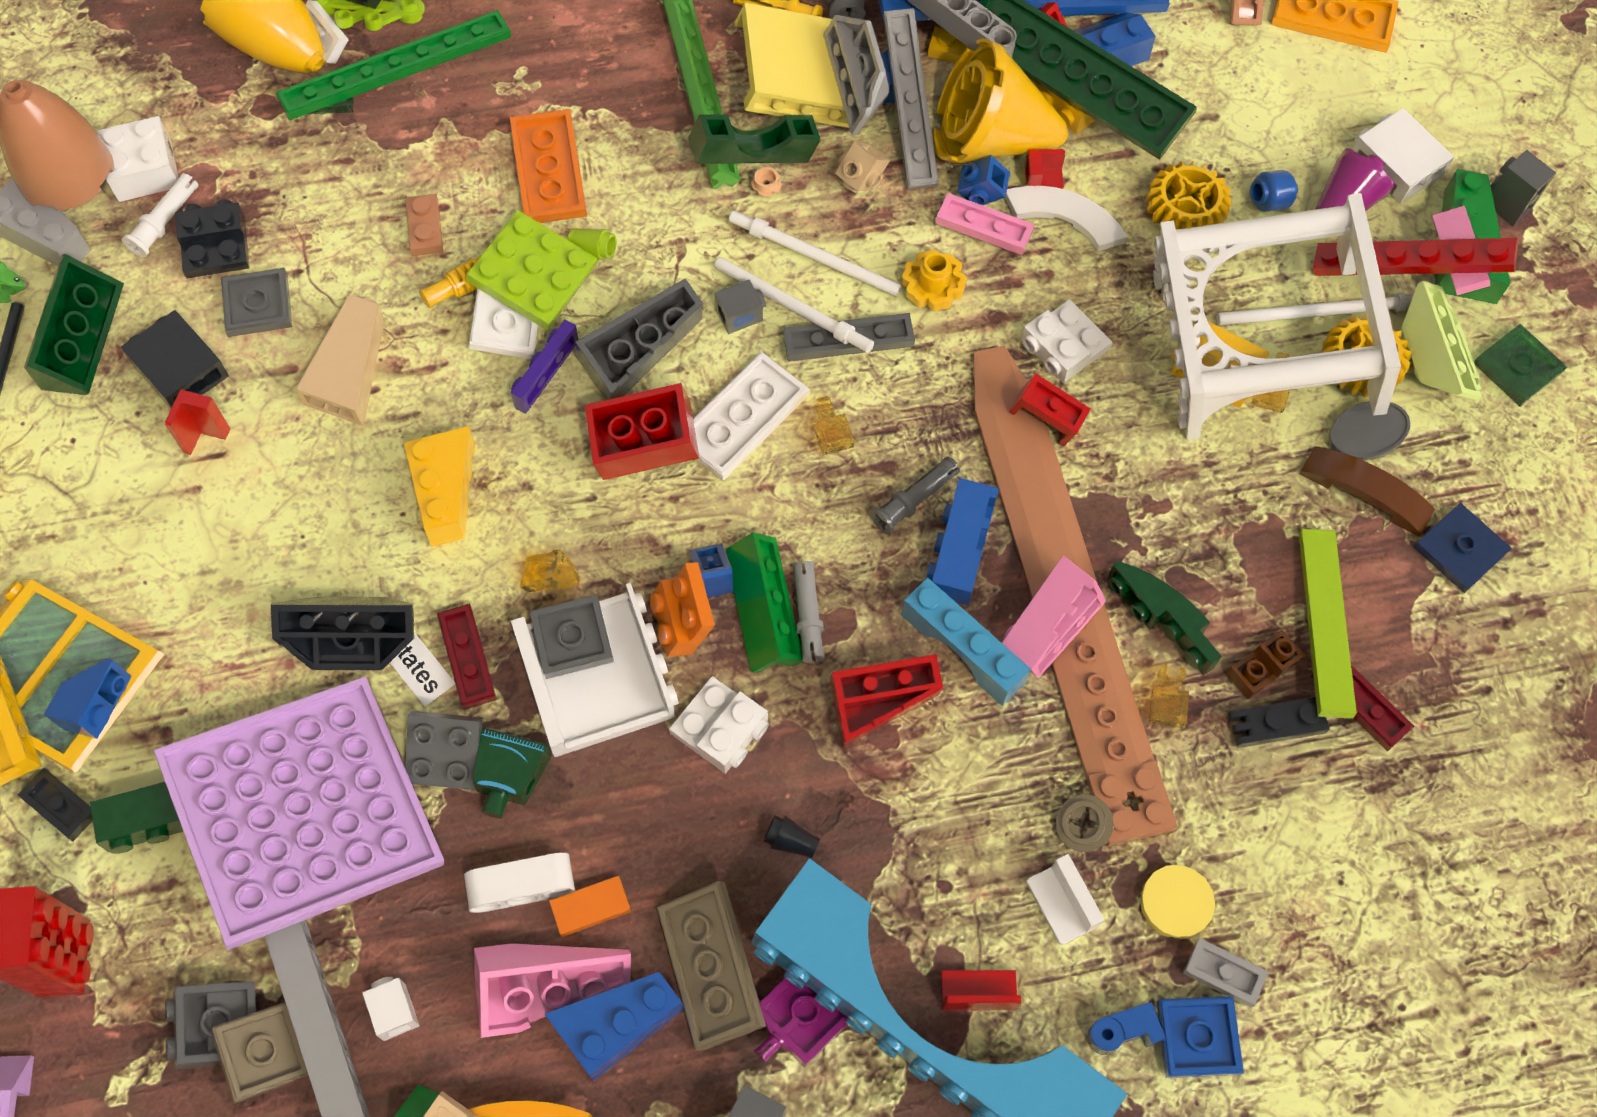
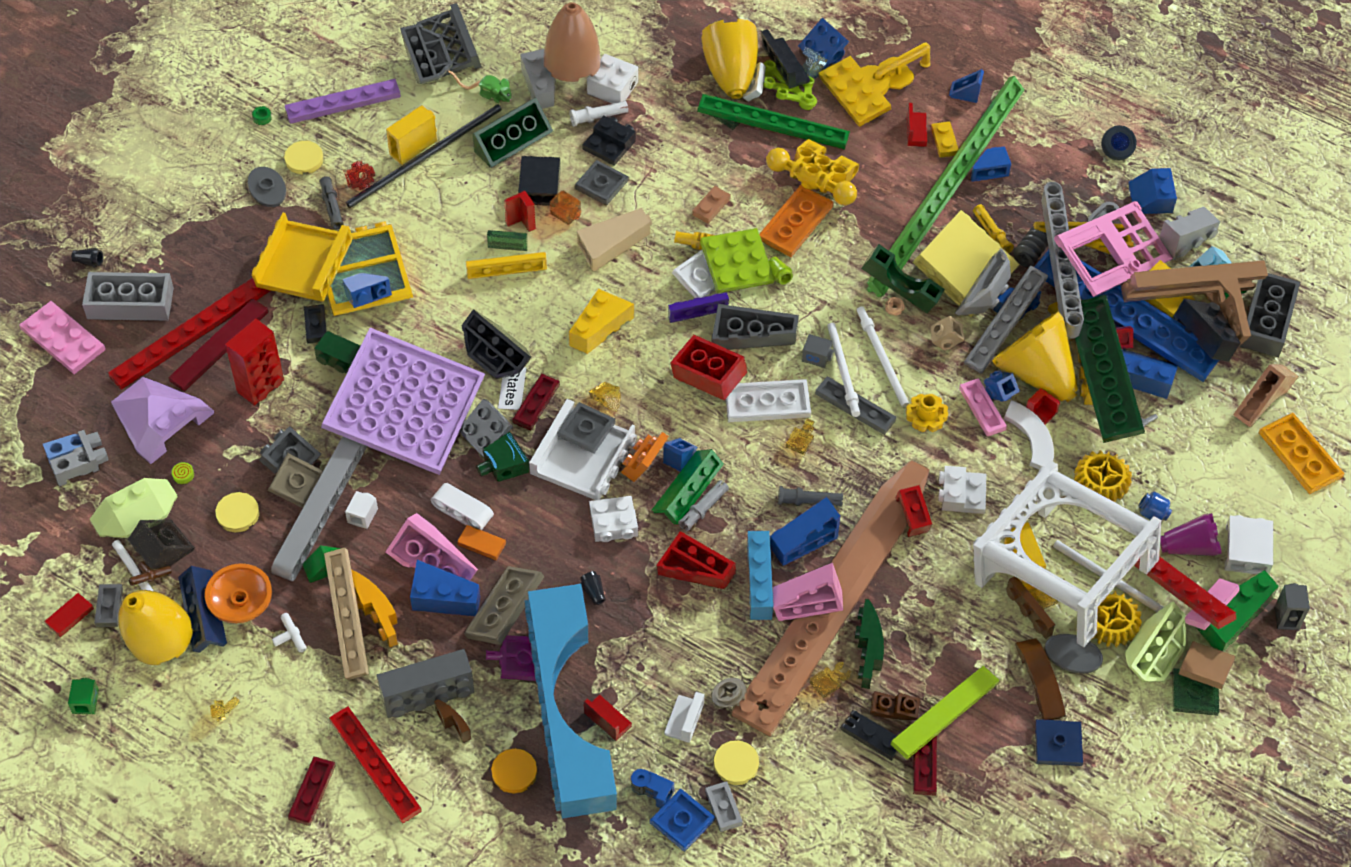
camera: 45 degrees right, 10 degrees down
(212, 473) = (507, 240): none -> clear green tile
(244, 508) = (506, 265): none -> yellow tile
(246, 370) = (565, 207): none -> clear orange brick
(514, 85) = (817, 170): none -> yellow connector
(1279, 416) = (1030, 607): none -> reddish brown plate
(1506, 324) = (1207, 665): none -> medium nougat tile

